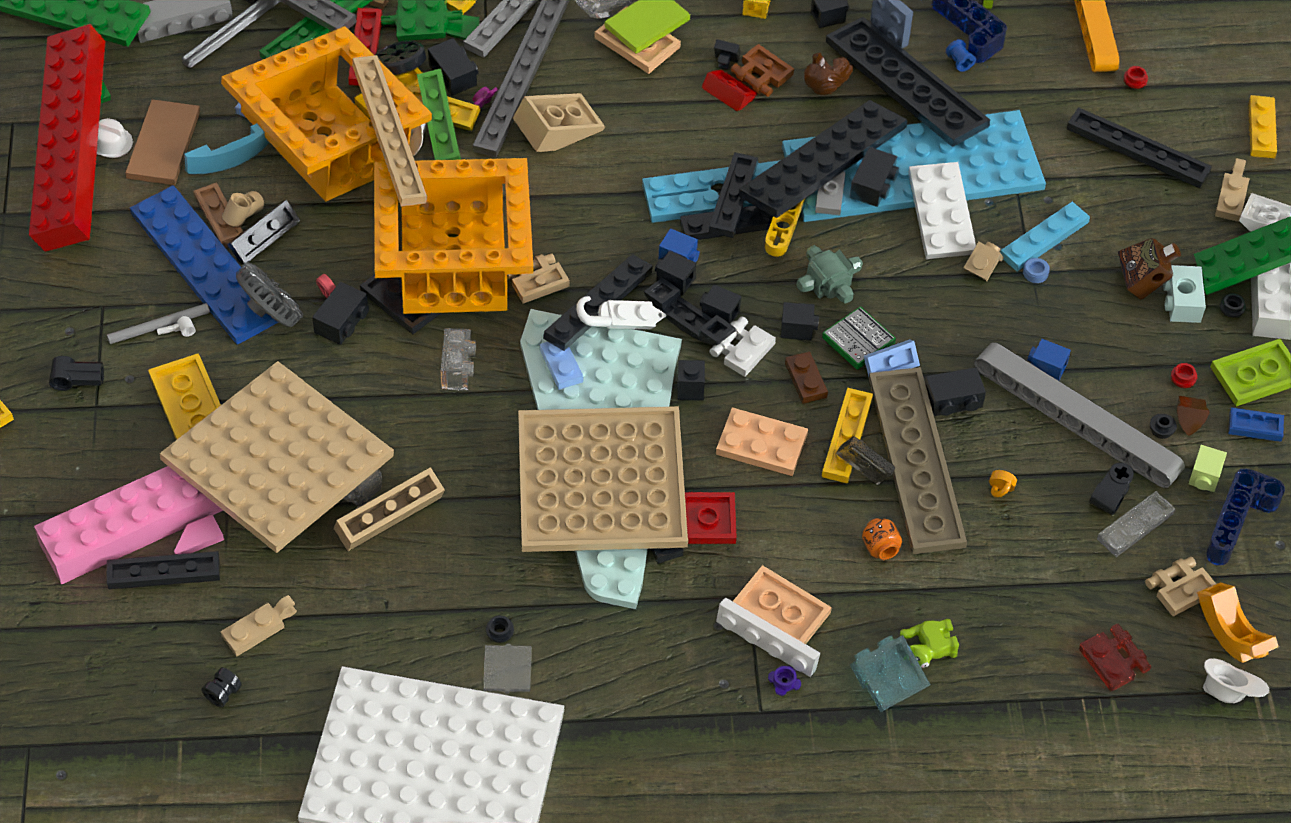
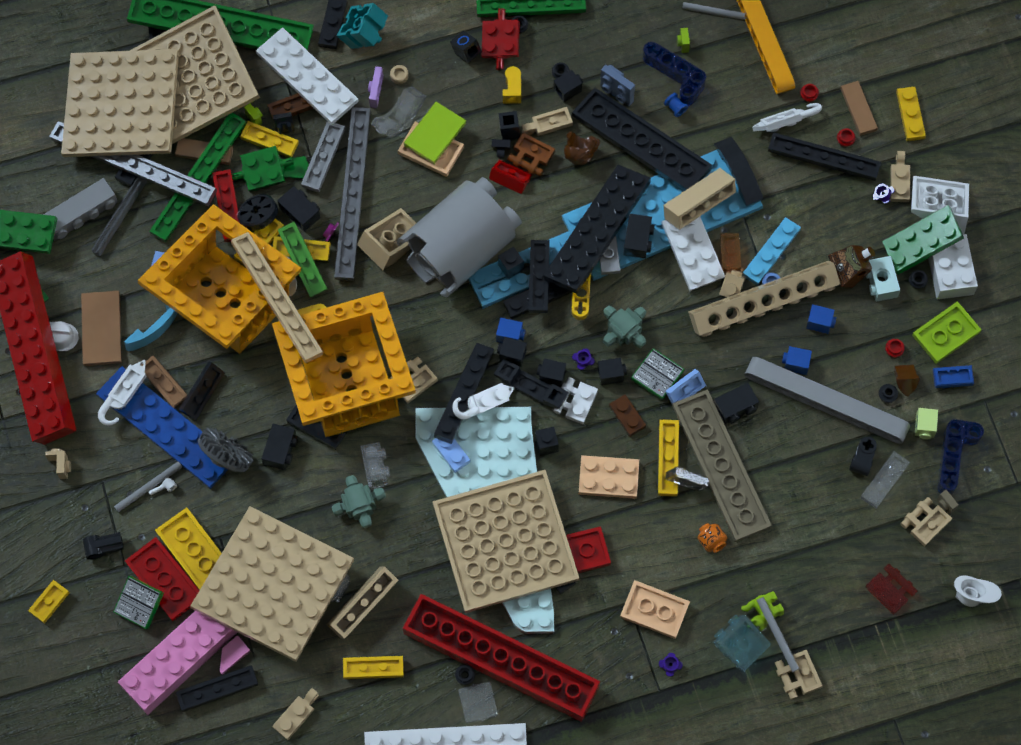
camera: 10 degrees left, 15 degrees up
(57, 269) = (63, 464): none -> tan bracket
(96, 444) = (138, 602): none -> light grey tile
(137, 426) = (160, 570): none -> red plate
(164, 206) = (123, 391): none -> white plate
(241, 207) = (180, 375): tan piece -> none
(325, 285) = (263, 427): coral tile -> none
(379, 592) = (373, 667): none -> yellow plate
(422, 394) = (358, 501): none -> sand green piece
(556, 616) = (501, 657): none -> red brick
(644, 122) = (460, 235): none -> light grey brick
(701, 171) = (510, 262): none -> black brick
(743, 30) = (509, 125): none -> black brick
(767, 637) = (645, 633): white plate -> none
(768, 296) = (585, 353): none -> dark purple plate
(794, 41) = (548, 122): none -> tan plate
(942, 671) = (778, 635): none -> light grey bar
(964, 149) = (699, 198): none -> tan brick
(968, 729) = (806, 676): none -> tan plate
(990, 223) = (730, 251): none -> clear orange plate
(1003, 481) = (785, 468): light orange tile -> none
(1026, 138) = (740, 170): none -> black slope
(1091, 321) = (821, 319): none -> blue brick
(1102, 98) = (786, 118): none -> white plate
(1110, 267) = (700, 316): none -> tan brick
(1172, 133) = (846, 137): none -> red plate
(1196, 107) = (858, 108): none -> medium nougat tile
(1207, 201) = (880, 189): none -> plate
(1217, 566) = (947, 502): none -> dark tan plate
(1230, 625) = (967, 548): light orange arch -> none

